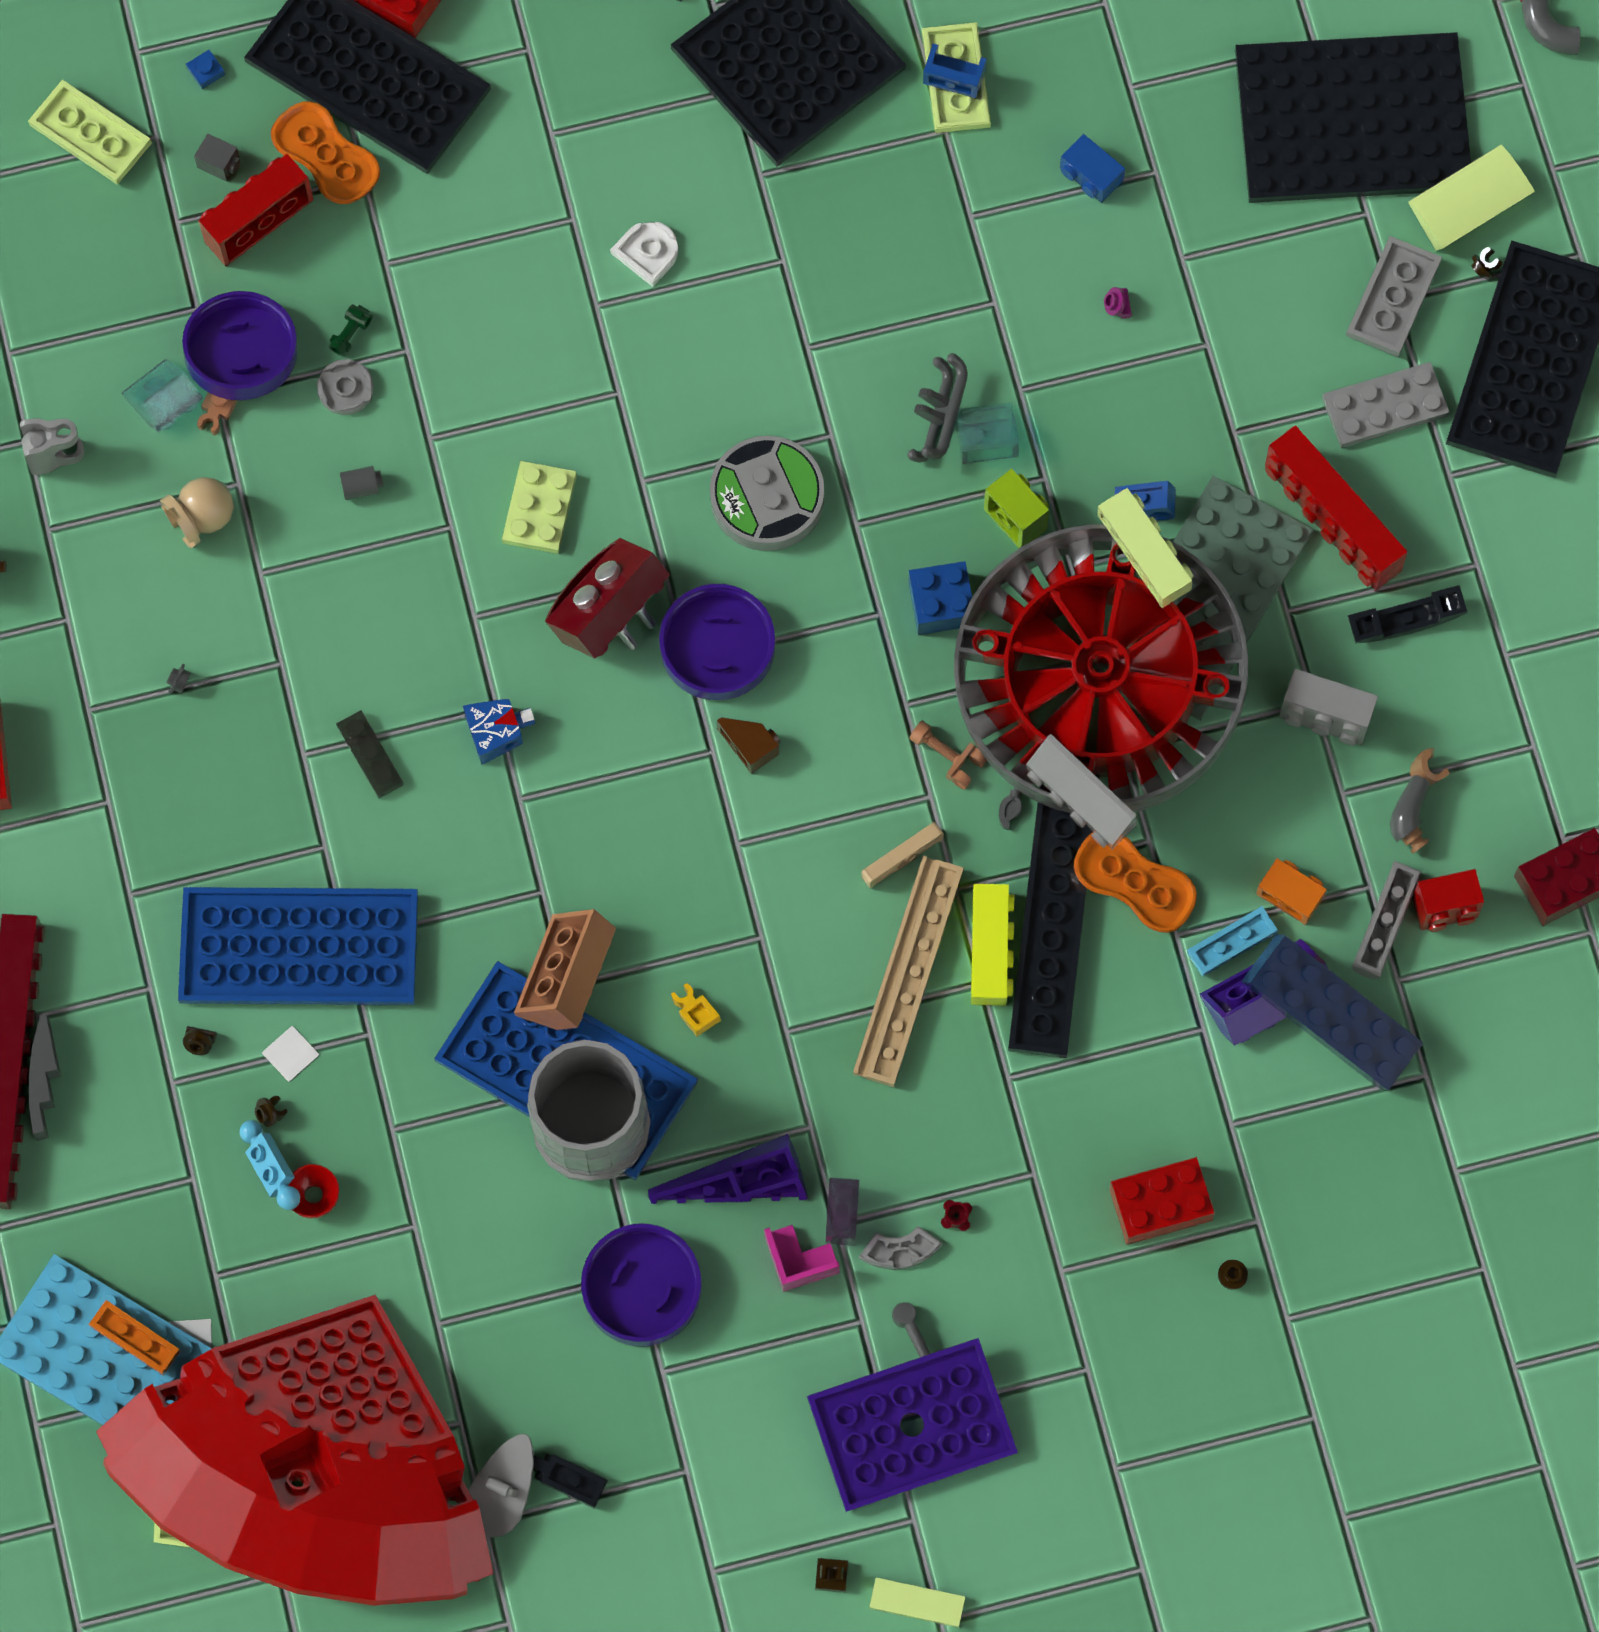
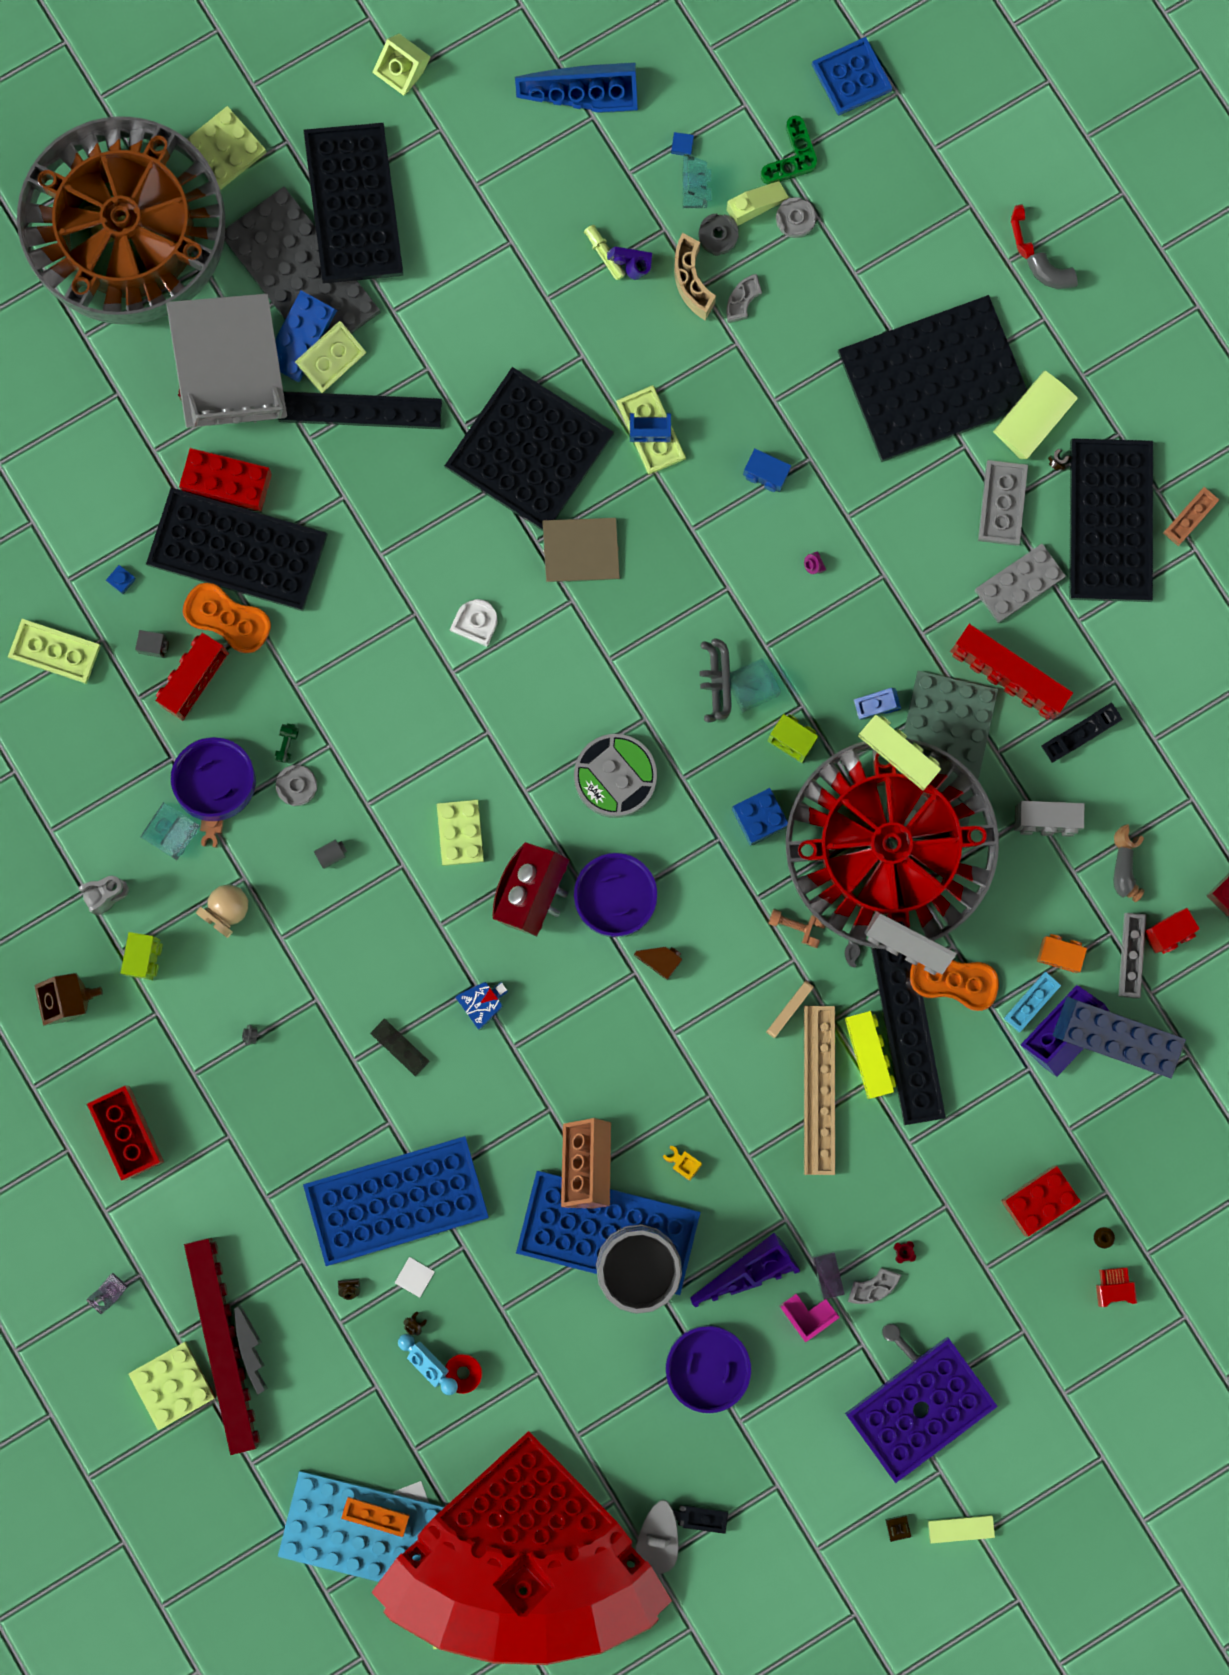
camera: 20 degrees left, 10 degrees up
(71, 536) = (141, 956): none -> lime brick
(814, 198) = (580, 549): none -> dark tan piece
(1228, 1346) = (1115, 1287): none -> red piece

